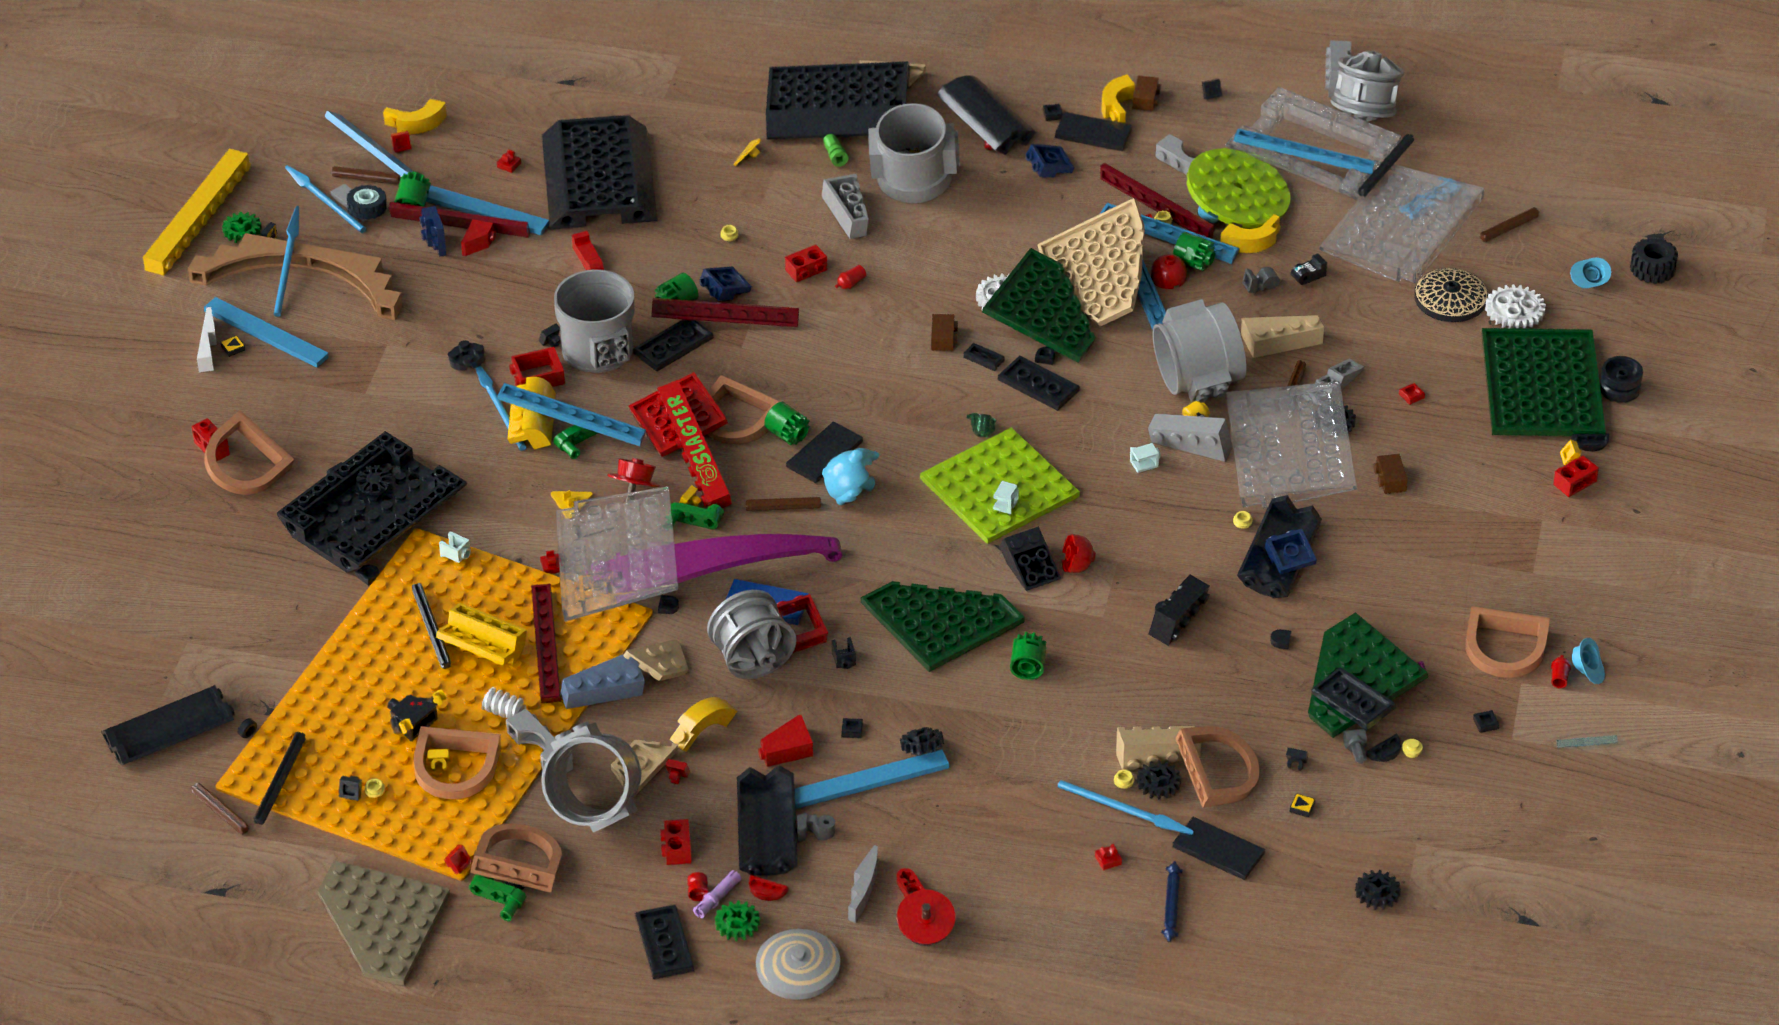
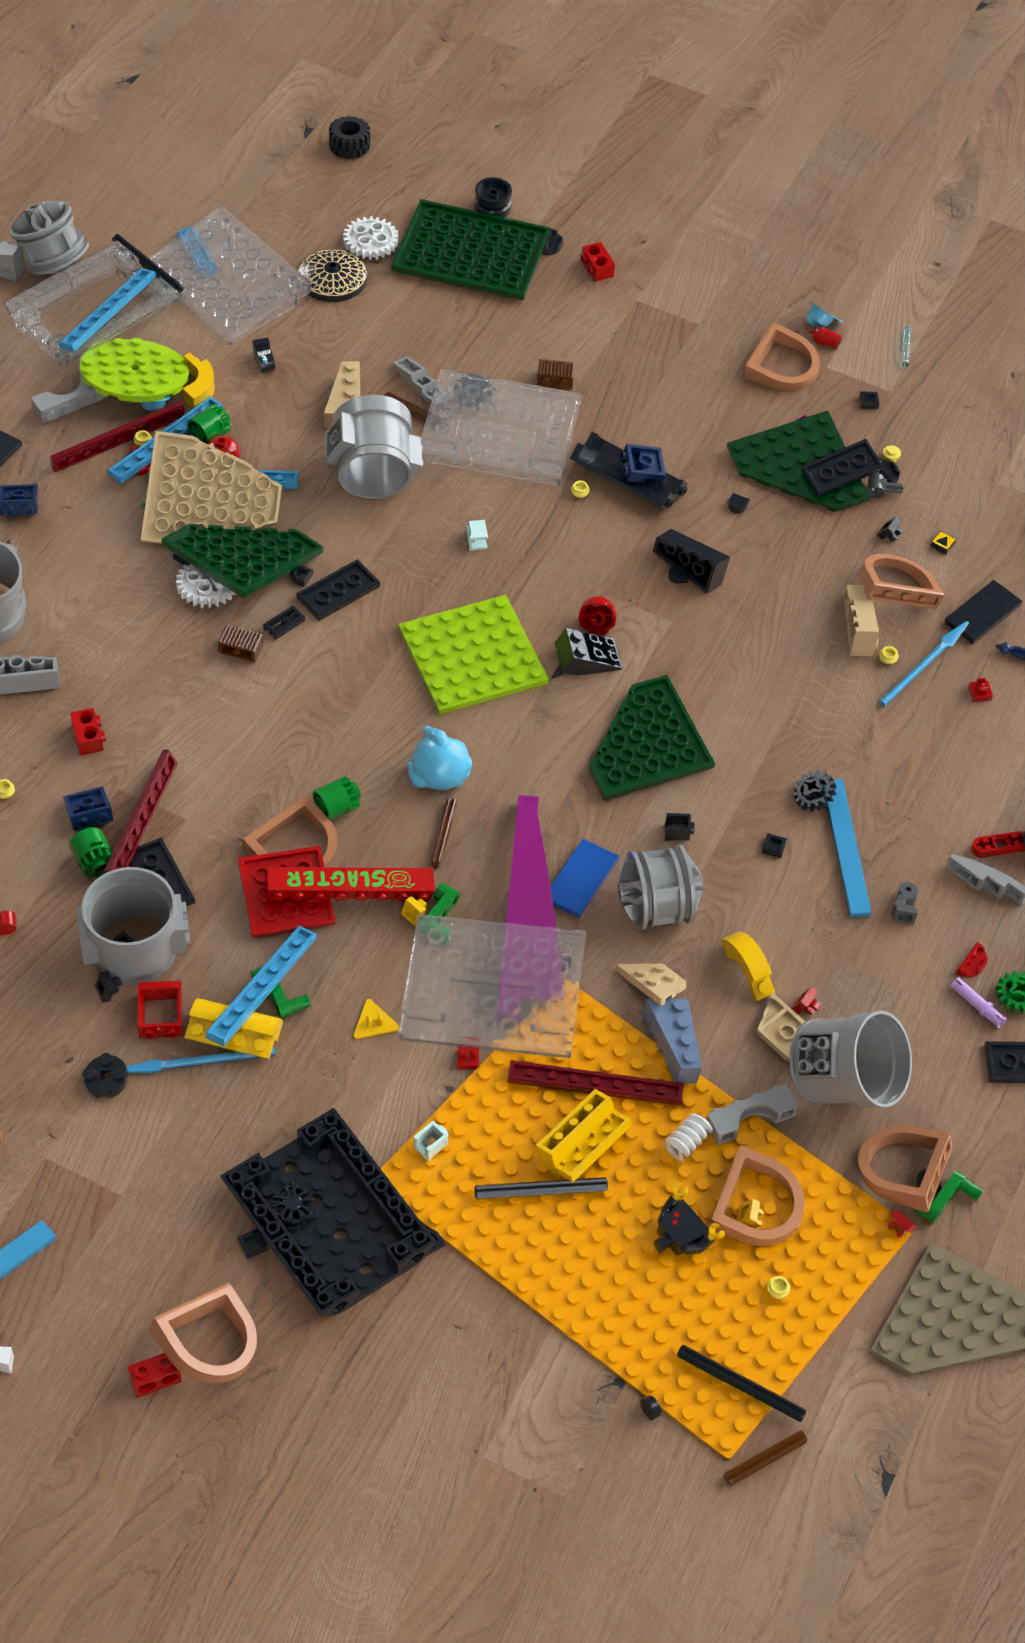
camera: 80 degrees left, 10 degrees up
(168, 725) = (629, 1495): black cylinder -> none
(350, 787) = (776, 1309): black tile -> none
(635, 473) = (376, 947): red piece -> none
(677, 842) = (908, 1016): red brick -> none
(697, 886) = (968, 1016): red wheel -> none
(766, 822) = (894, 939): black cylinder -> none
(786, 743) = (788, 899): red slope -> none
(812, 637) = (634, 837): red window -> none
(822, 449) = (378, 781): black tile -> none
(849, 278) = (124, 699): red piece -> none
(982, 424) = (389, 644): clear green piece -> none
(1007, 497) = (509, 646): light aqua window -> none
(1028, 656) = (723, 682): green gear -> none
(1159, 779) = (898, 629): black gear -> none
(1192, 434) = (462, 492): light grey wedge -> none
(1196, 409) = (433, 484): yellow head -> none
(1264, 279) = (263, 392): dark grey leg -> none
(1411, 393) = (452, 335): red tile -> none
(1509, 224) = (256, 212): reddish brown axle -> none
(1570, 452) = (569, 256): yellow tile -> none
(1590, 272) = (351, 177): medium azure piece -> none

